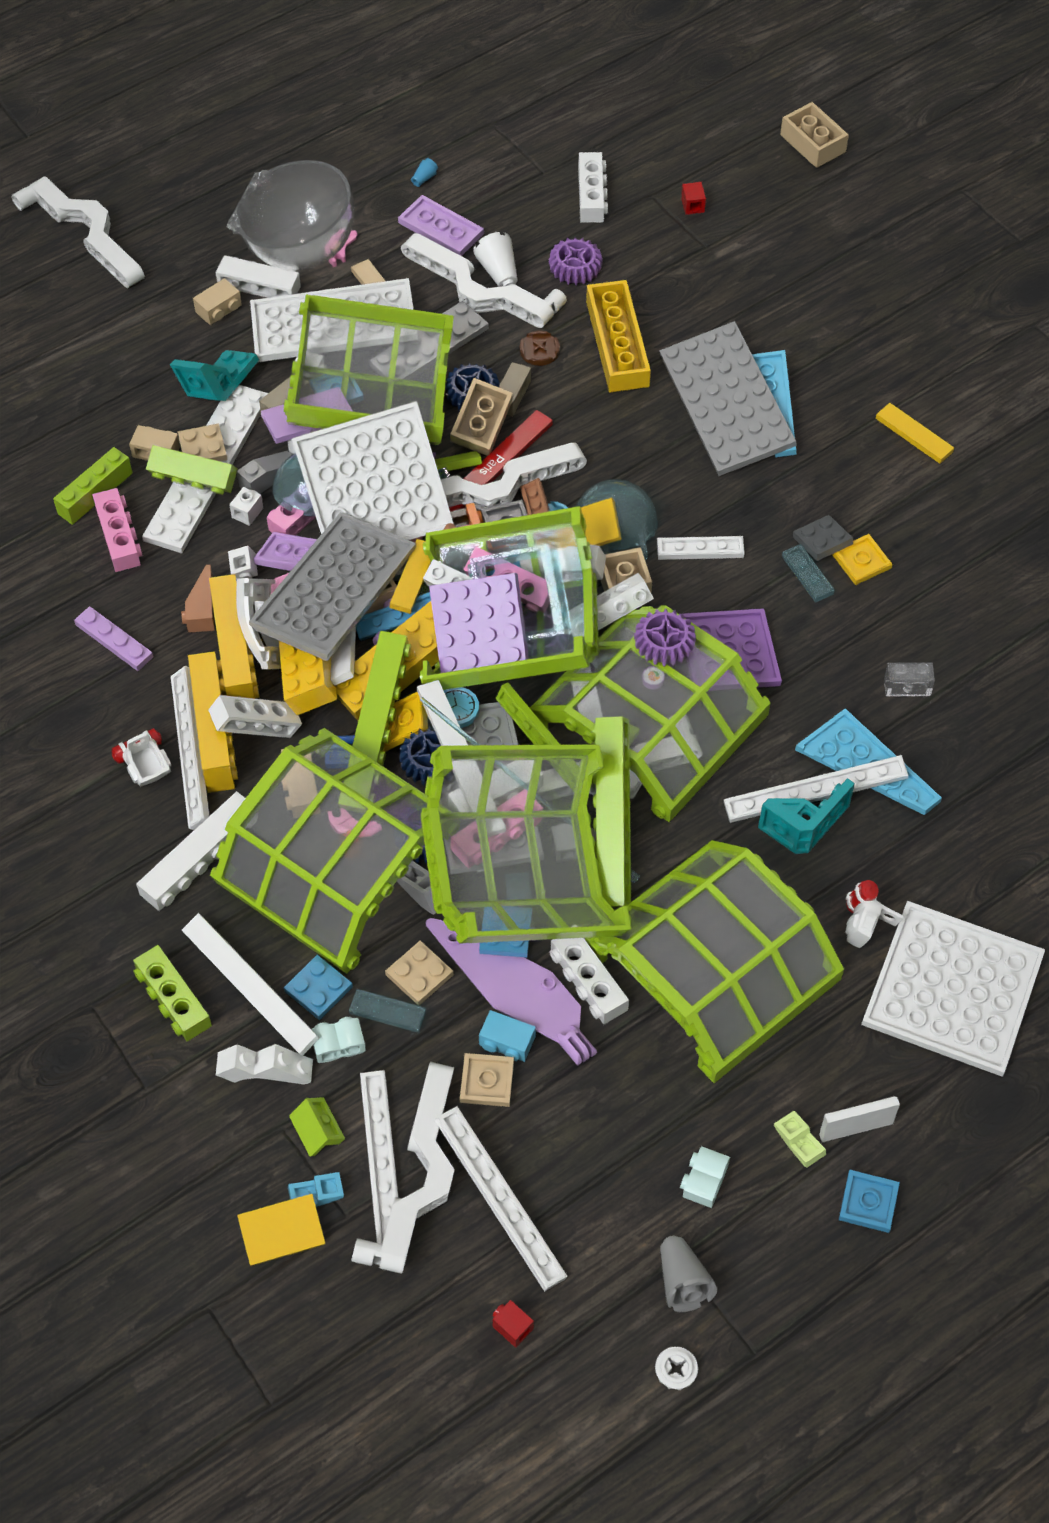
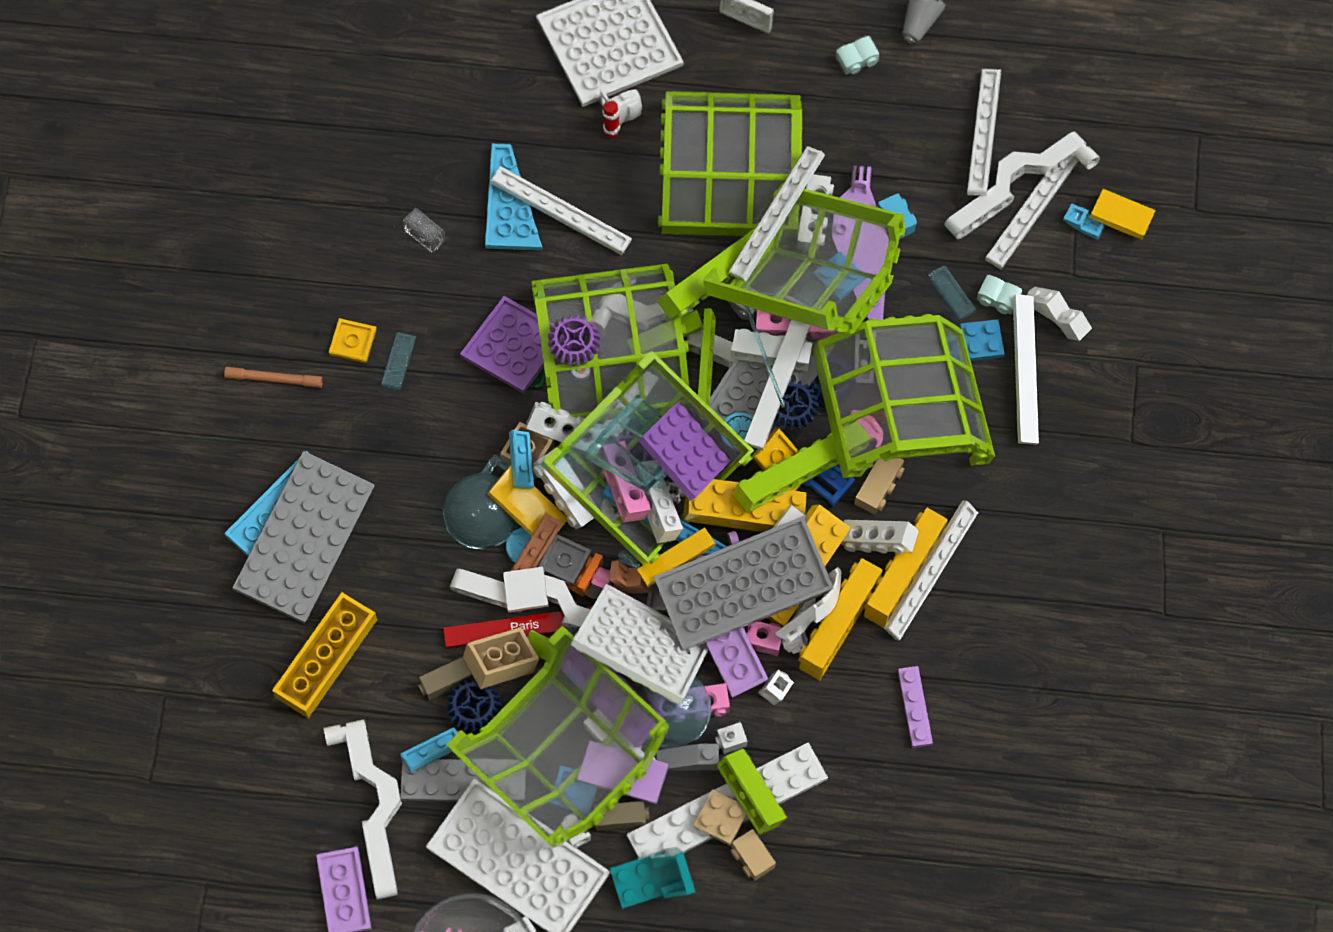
camera: 140 degrees left, 10 degrees up
(101, 476) = (830, 853): lime brick -> none
(116, 529) = (834, 828): bright pink brick -> none
(143, 757) = (969, 585): white piece -> none
(156, 962) = (1074, 432): lime brick -> none
(188, 858) = (986, 487): white brick -> none
(199, 605) = (833, 679): nougat slope -> none
(316, 1125) = (1053, 256): lime panel -> none
(366, 273) = (447, 884): tan tile -> none
(419, 973) = (912, 298): tan plate -> none
(472, 339) = (428, 750): none -> medium azure tile
(487, 1080) = (931, 203): tan plate -> none
(497, 258) = (339, 807): white cone -> none
(512, 471) = (525, 589): none -> white tile
(512, 1323) = (1034, 67): red brick -> none
(539, 348) = (386, 705): reddish brown tile -> none
(575, 266) = (288, 761): medium lavender gear -> none
(591, 187) = (188, 836): white brick -> none
(605, 892) = (776, 214): none -> white tile
(616, 548) = (521, 459): none -> medium azure tile
(693, 198) = (126, 743): red brick -> none
(700, 547) = (448, 439): white tile -> none
(784, 821) = (594, 183): teal bracket -> none
(799, 1139) = (783, 35): yellowish green slope -> none
(823, 537) = (362, 374): dark grey plate -> none
(913, 470) = (305, 380): none -> nougat piece
(915, 433) = (206, 402): yellow tile -> none

